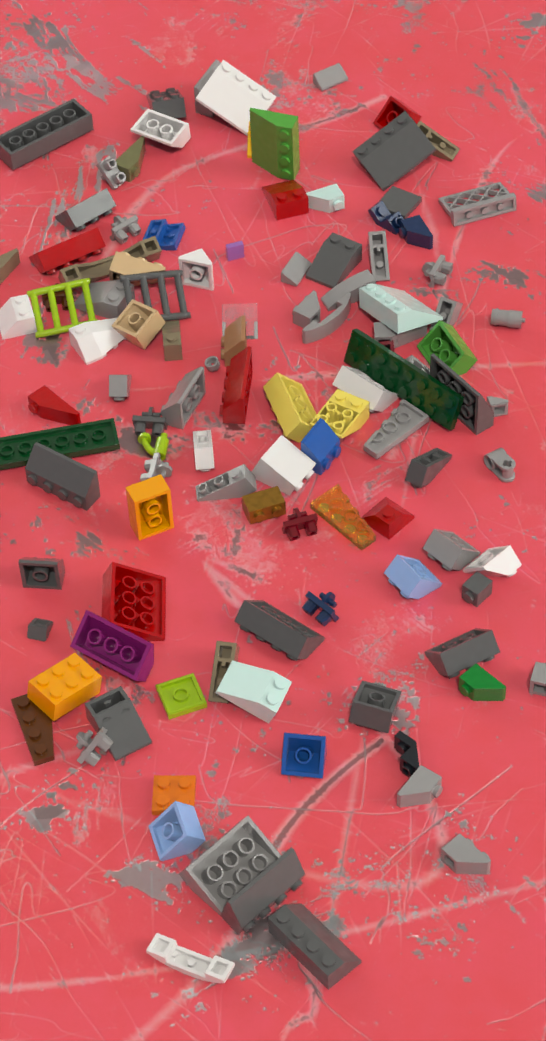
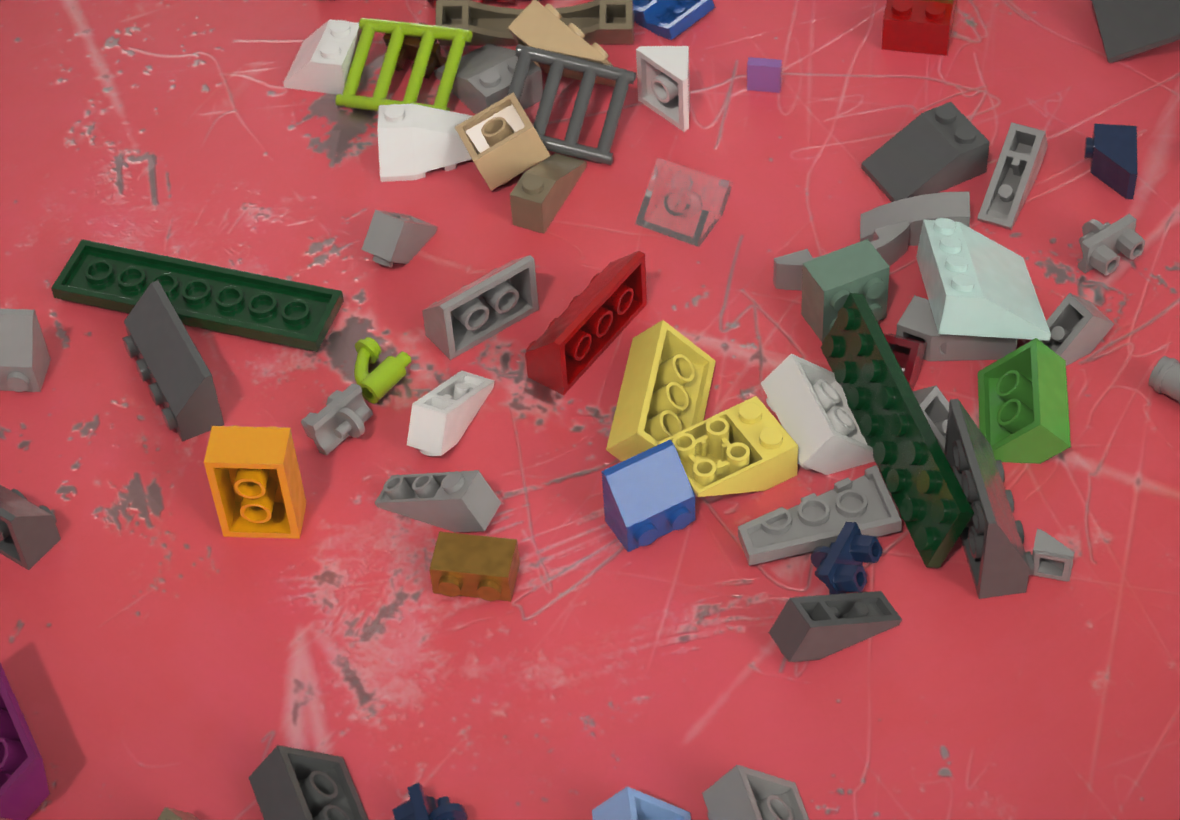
camera: 30 degrees right, 0 degrees up
(52, 407) = (258, 229): red slope -> none
(135, 601) = (108, 659): red slope -> none
(150, 421) = (406, 333): dark grey hips -> none
(212, 359) = (576, 260): light grey hinge -> none
(234, 339) = (648, 230): medium nougat slope -> none
(284, 467) = (559, 506): white slope -> none
(295, 269) = (847, 145): light grey slope -> none
(299, 521) = (528, 637): dark red hips -> none
(307, 310) = (816, 227): light grey slope -> none
(326, 199) = (988, 40): light aqua slope -> none
(339, 329) = (834, 276): none -> sand green brick
(339, 513) = (603, 650): clear yellow wing -> none
(384, 218) = (1075, 109): dark blue slope -> none
(387, 518) = (690, 695): red slope -> none
(401, 201) = (1121, 93): dark grey tile -> none
(414, 441) = (842, 561): none -> dark blue hips
(501, 464) = (981, 684): light grey piece -> none

